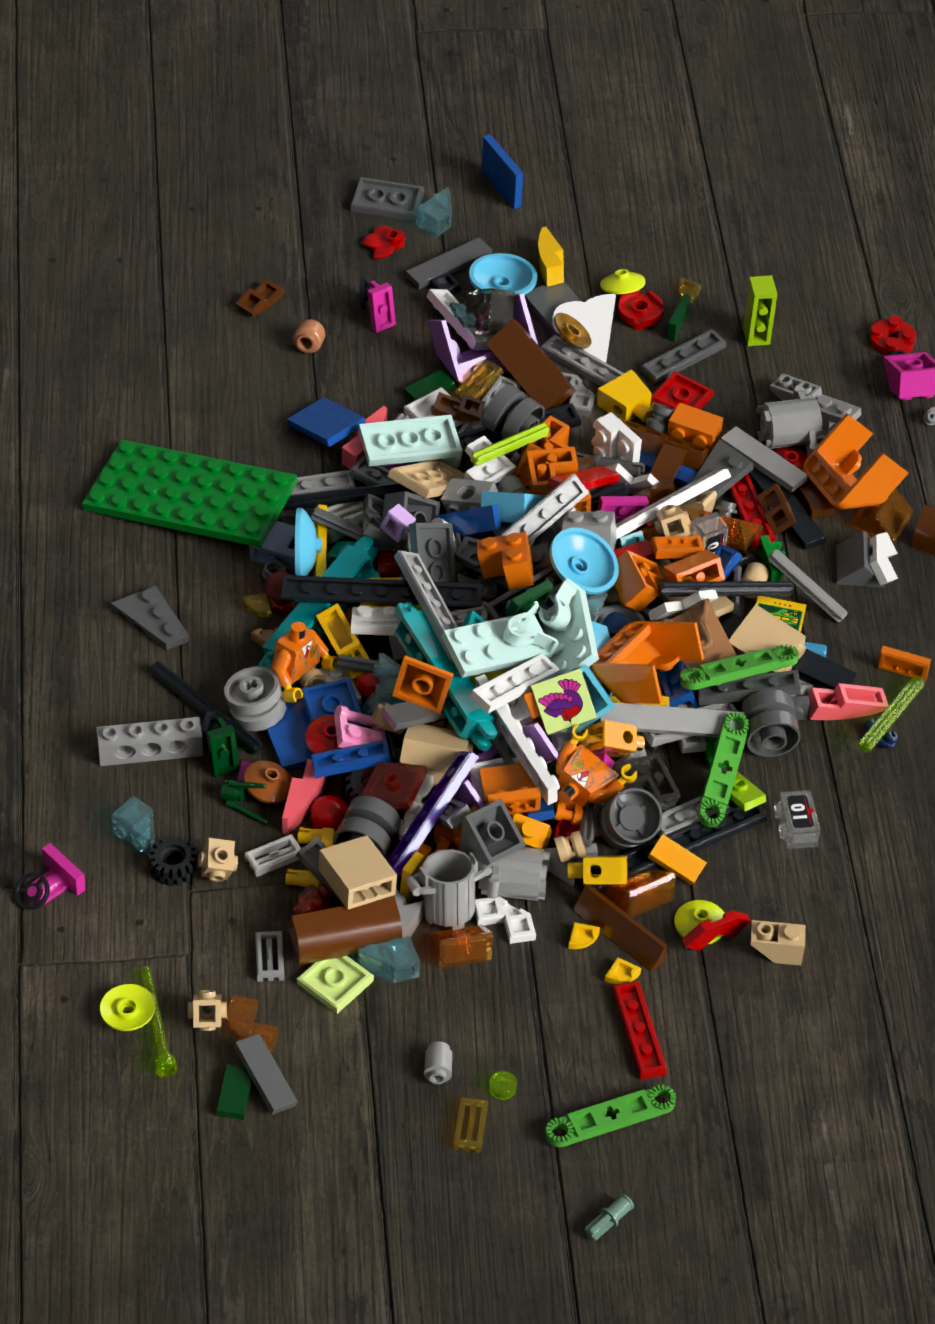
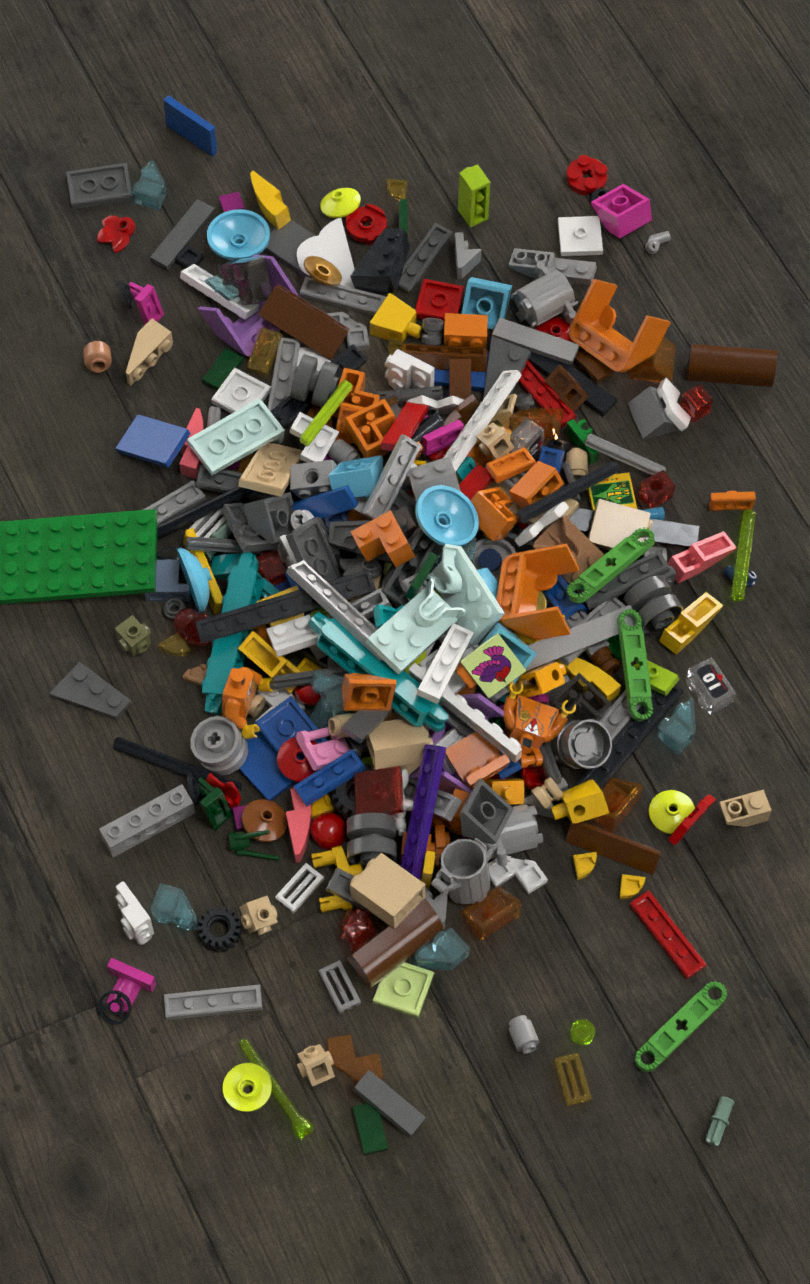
camera: 20 degrees left, 15 degrees up
(90, 815) = (135, 919): none -> white plate
(133, 924) = (212, 1002): none -> light grey tile
(219, 584) = (133, 636): none -> olive brick
(244, 740) = (229, 789): none -> red plate
(261, 298) = (35, 332): reddish brown slope -> none
(336, 787) = (321, 806): none -> yellow tile
(362, 345) = (148, 347): none -> tan slope
(397, 522) = (269, 531): lavender slope -> none
(466, 409) = (259, 386): reddish brown slope -> none
(512, 248) = (231, 202): none -> magenta tile
(639, 343) = (383, 263): none -> black wedge
(677, 859) = (631, 763): light orange tile -> none
(678, 769) = (599, 679): none -> yellow slope
(695, 761) = (605, 661): none -> reddish brown wheel
(728, 366) = (465, 258): none -> light grey slope
(733, 406) = (487, 298): none -> medium azure slope
(745, 845) = (680, 728): none -> clear light blue slope
(804, 757) = (690, 623): none -> yellow slope
(828, 627) = (658, 481): none -> clear red brick
(859, 386) = (580, 236): none -> white plate
(909, 565) = (696, 403): none -> clear red brick

